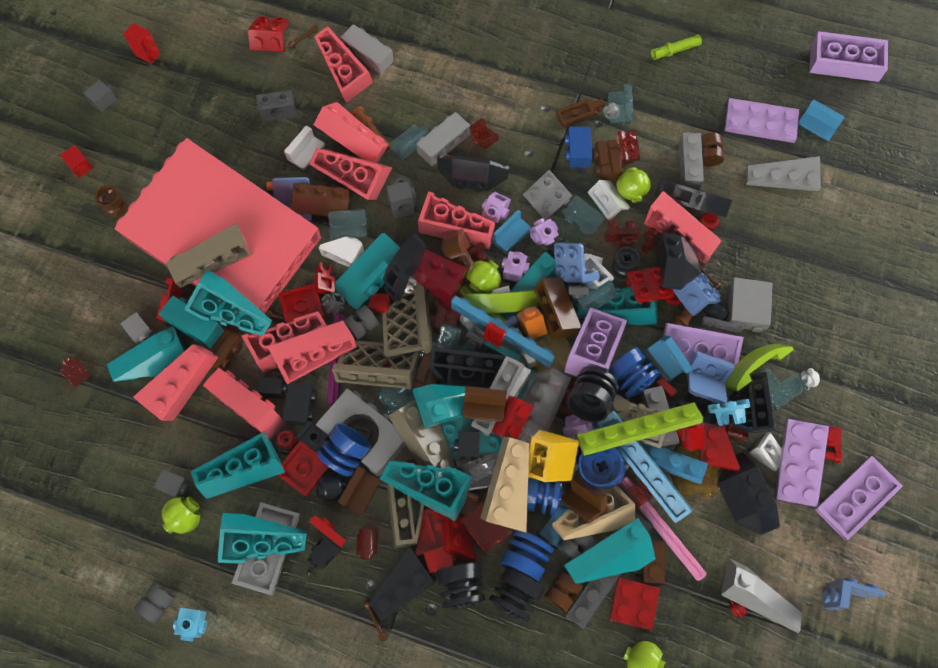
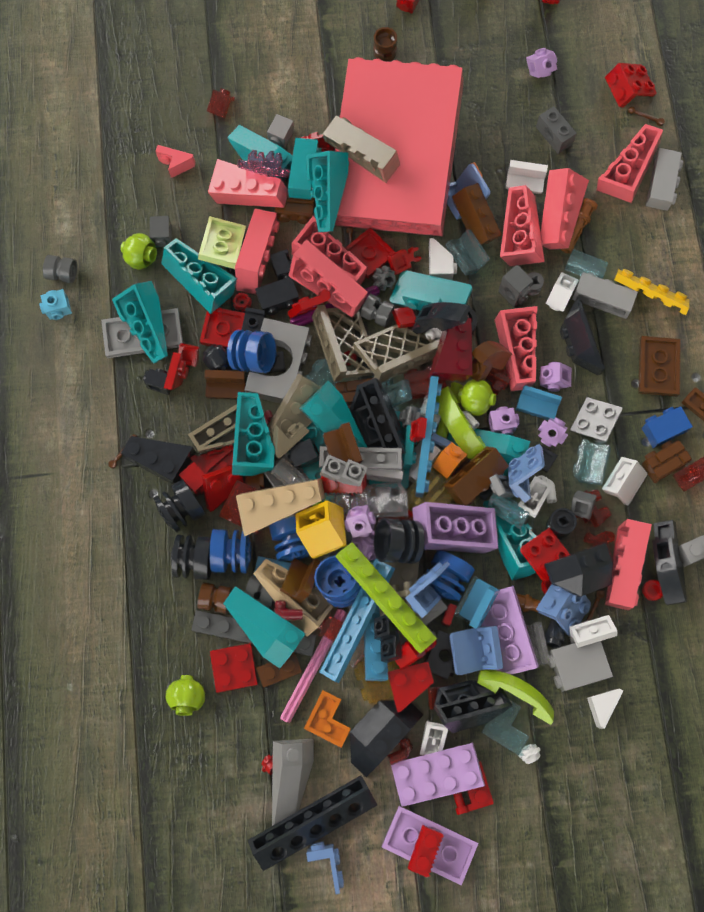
camera: 65 degrees right, 5 degrees up
(110, 434) = (178, 160): none -> coral slope
(170, 353) = (264, 166): none -> clear pink piece
(209, 87) = (542, 63): none -> lavender brick
(219, 430) = (222, 242): none -> yellowish green plate
(310, 510) = (189, 353): none -> red tile
(325, 377) = (306, 304): none -> red plate
(367, 544) = (182, 412): clear red brick -> none
(423, 168) = (561, 292): none -> white slope
(450, 453) = (284, 442): none -> dark tan slope
(460, 101) = (653, 291): none -> yellow wing
(482, 134) = (630, 329): clear red bracket -> none
(510, 411) = (344, 472): none -> light grey slope
(524, 128) = (659, 366): none -> reddish brown plate
(559, 420) = (360, 515): none -> lavender brick
(613, 526) = (287, 614): none -> dark red arm
(618, 236) = (583, 504): none -> dark grey slope
(633, 184) = (653, 497): lime plant -> none
(643, 392) = (422, 595): none -> medium blue bracket
(674, 444) = (388, 635): none -> black slope
(717, 543) = (321, 720): none -> orange plate
(729, 280) = (592, 631): none -> white panel
(734, 408) = (449, 680): medium azure plate -> none
(772, 484) = (403, 753): none -> clear red arm
(791, 302) = (603, 706): none -> white slope
(807, 593) = (312, 823): none -> black brick
(868, 501) = (425, 851): none -> red brick

